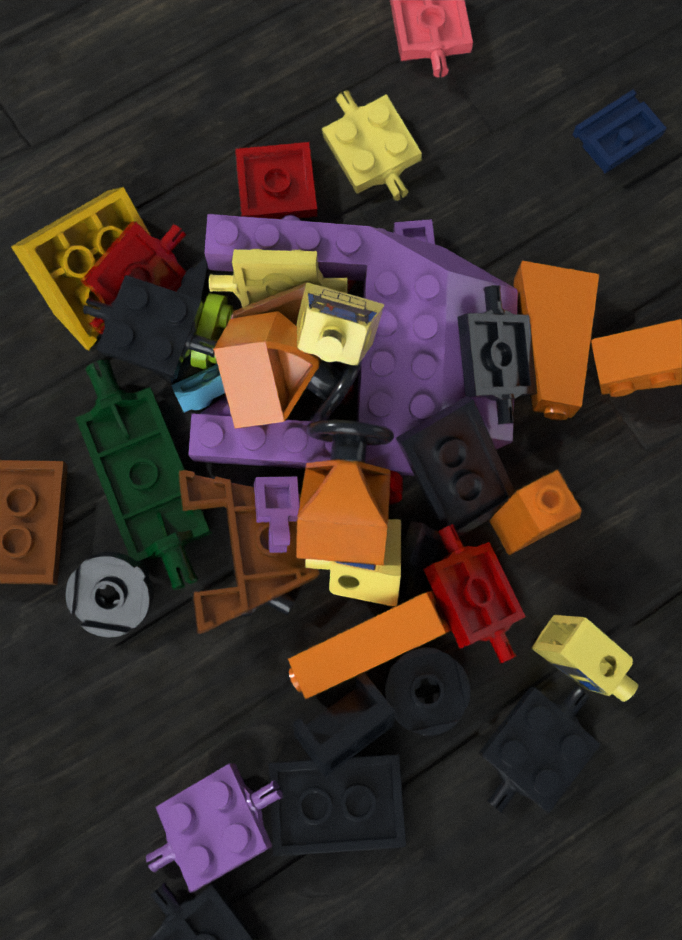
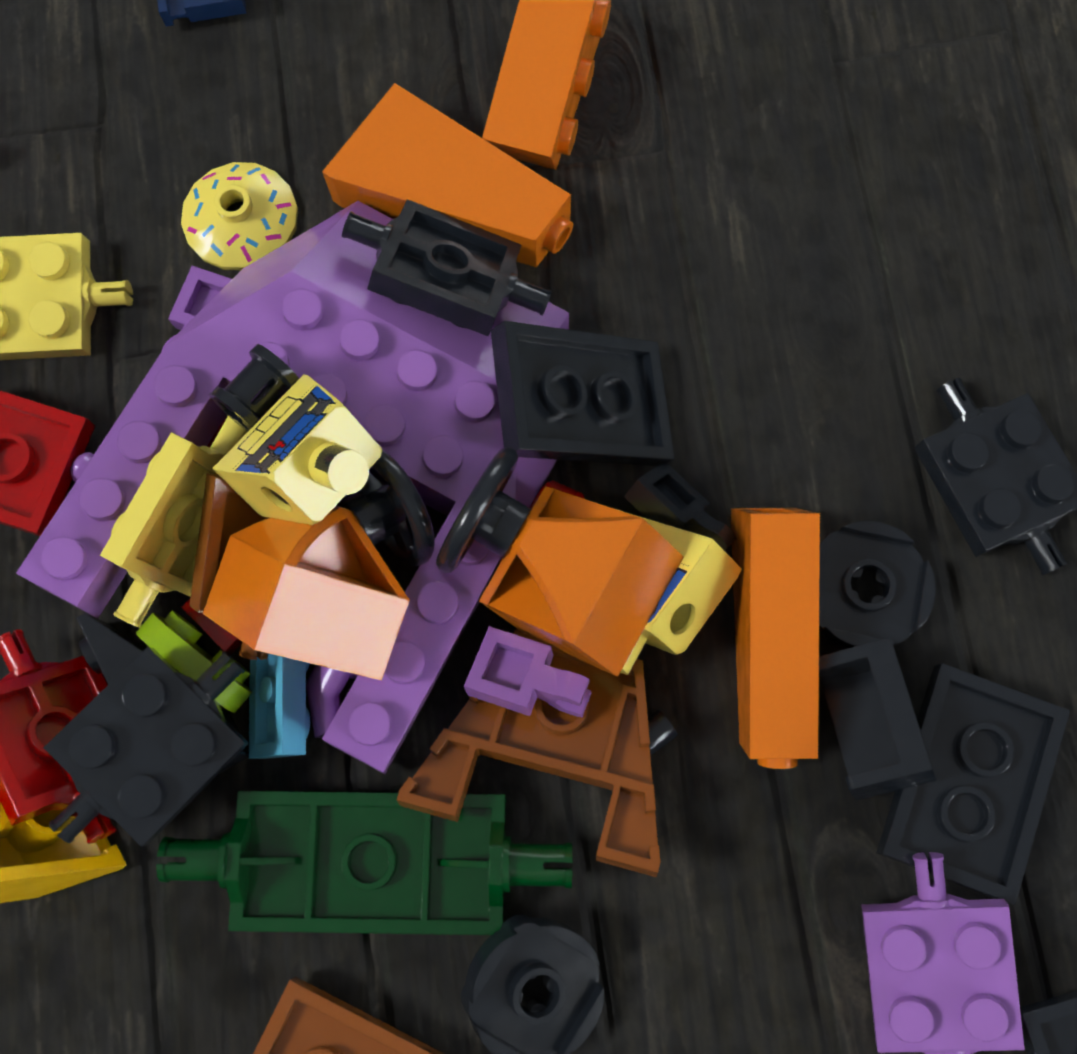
camera: 60 degrees left, 0 degrees up
(363, 282) = (255, 388): none -> black bush
(474, 594) = (766, 458): red plate -> none
(477, 244) = (243, 235): none -> light yellow dish
(535, 513) = (704, 313): orange slope -> none
(587, 656) = (923, 342): light yellow torso -> none

